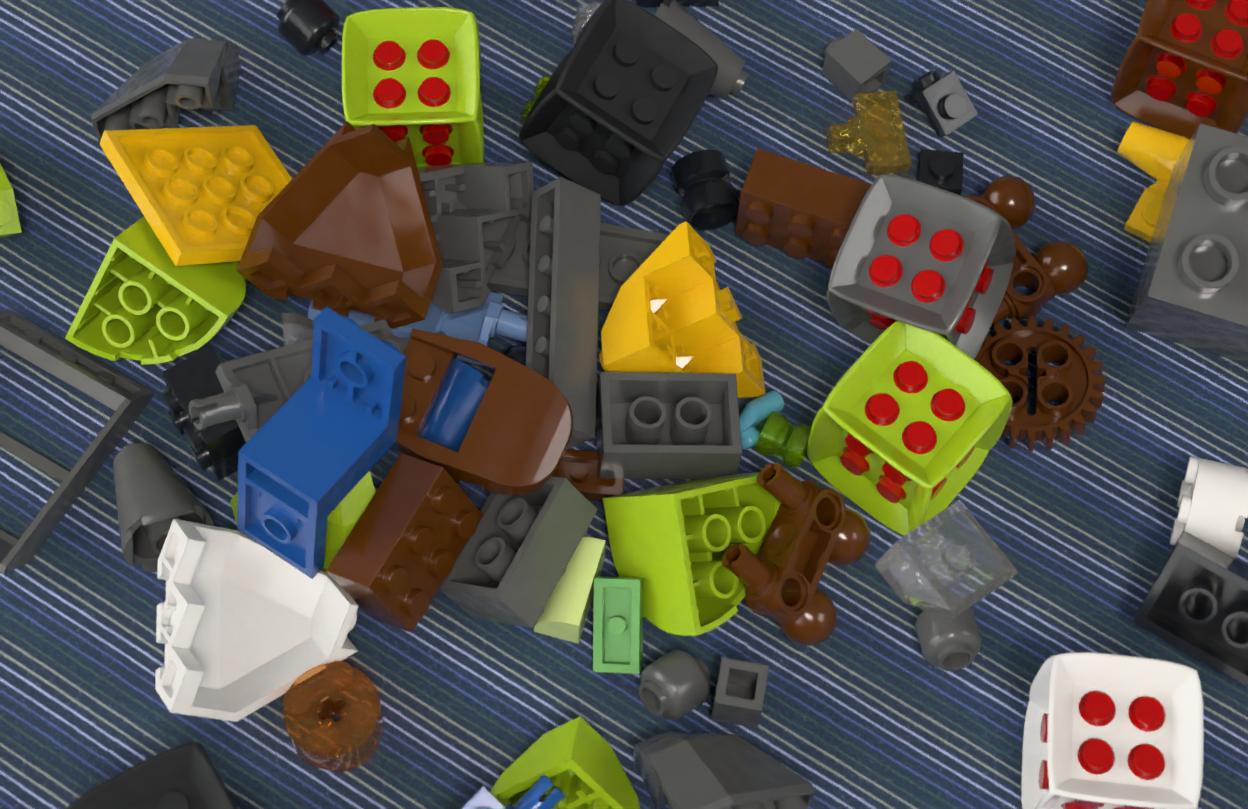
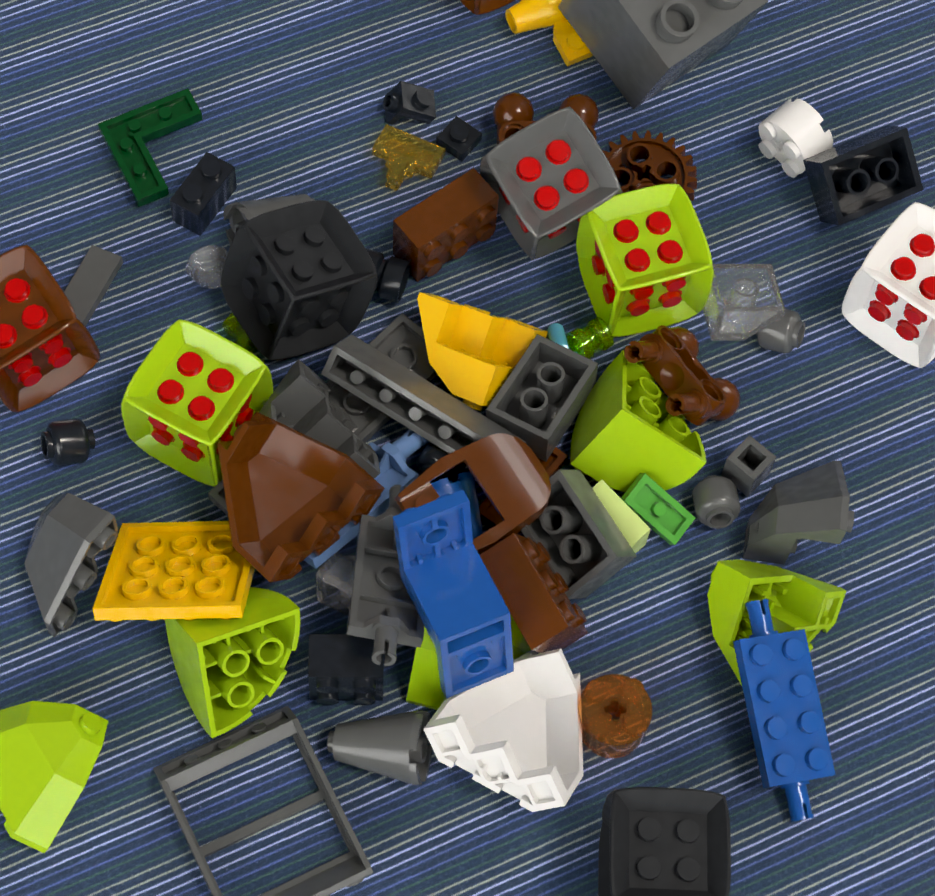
camera: 60 degrees left, 0 degrees up
(855, 65) = (349, 135): dark grey brick -> none

